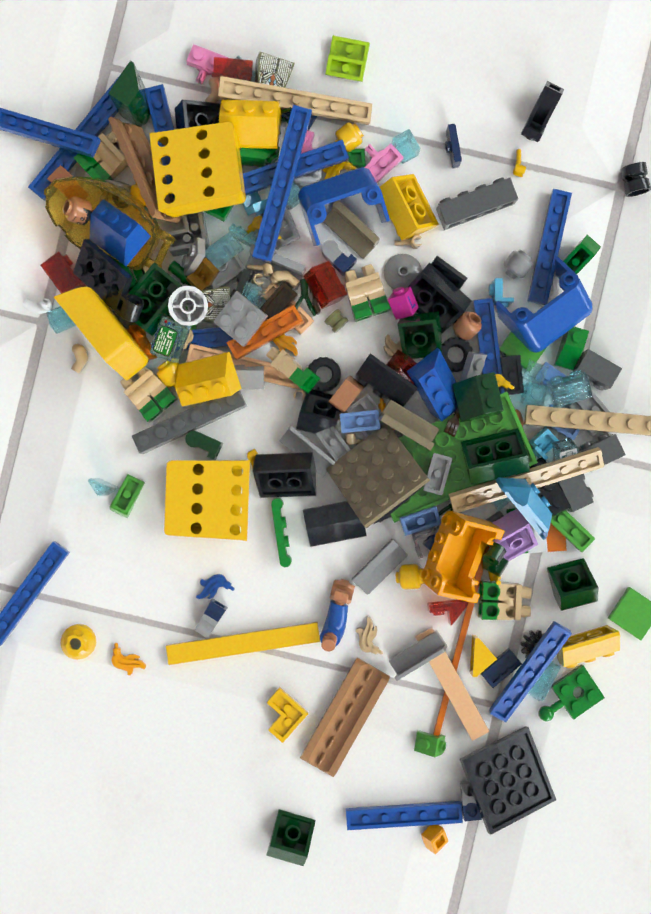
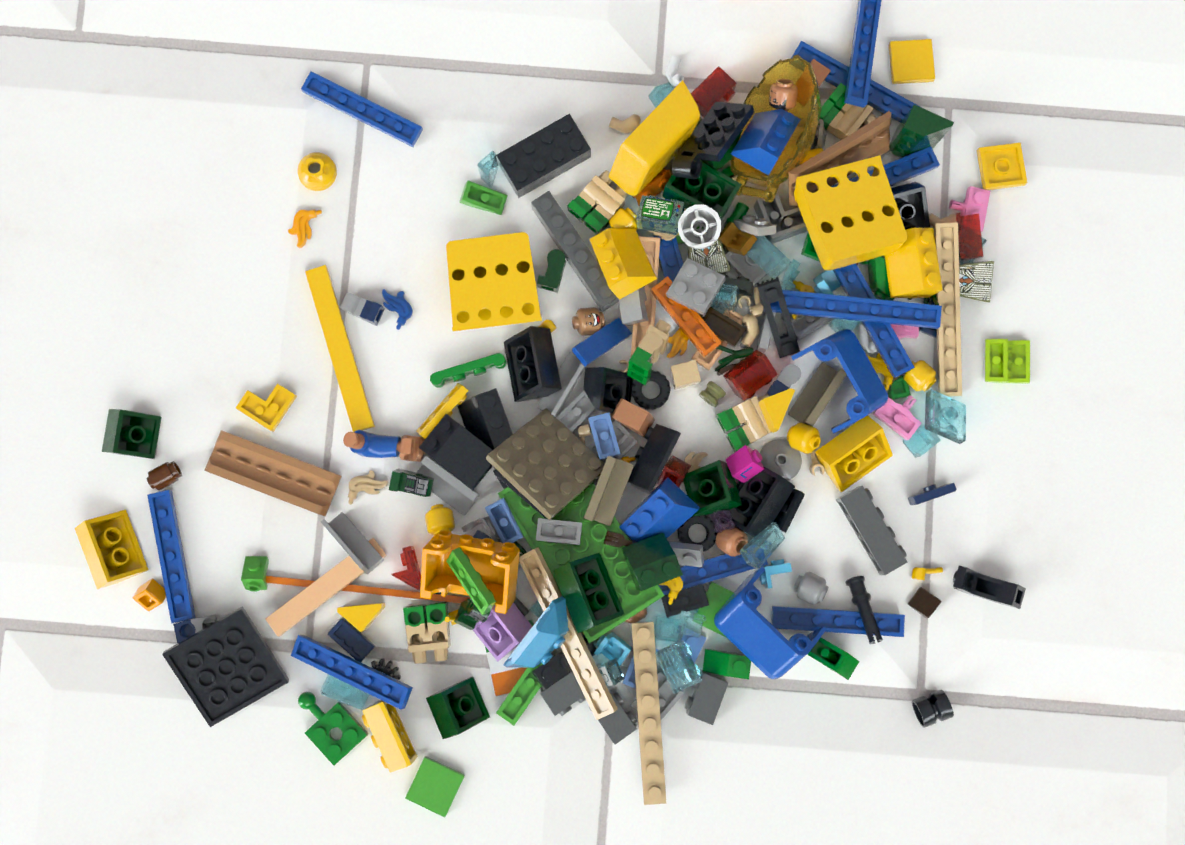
camera: 75 degrees right, 5 degrees down
(62, 91) = (911, 61): none -> yellow tile
(97, 435) = (544, 155): none -> black brick
(172, 29) = (1001, 166): none -> yellow plate
(254, 419) = (588, 321): none -> medium nougat head
(258, 250) = (770, 293): none -> black container
(275, 410) = (601, 342): none -> blue tile
(314, 560) = (455, 396): none -> yellow plate
(315, 341) = (685, 374): none -> tan panel
(332, 813) = (164, 475): none -> reddish brown brick
(353, 551) = (458, 451): none -> black slope
(360, 267) = (775, 408): none -> yellow slope
(373, 596) = (411, 482): none -> dark green leg
(388, 248) = (803, 438): none -> yellow head
(389, 121) = (945, 416): none -> clear light blue plate
(389, 867) = (111, 548): none -> yellow slope
(445, 326) = (722, 515): none -> clear purple plate
(471, 556) = (471, 581): none -> bright green plate
(477, 300) = (762, 546): none -> clear light blue slope
(533, 223) = (861, 599): none -> black pin
(545, 170) = (924, 602): none -> dark brown slope

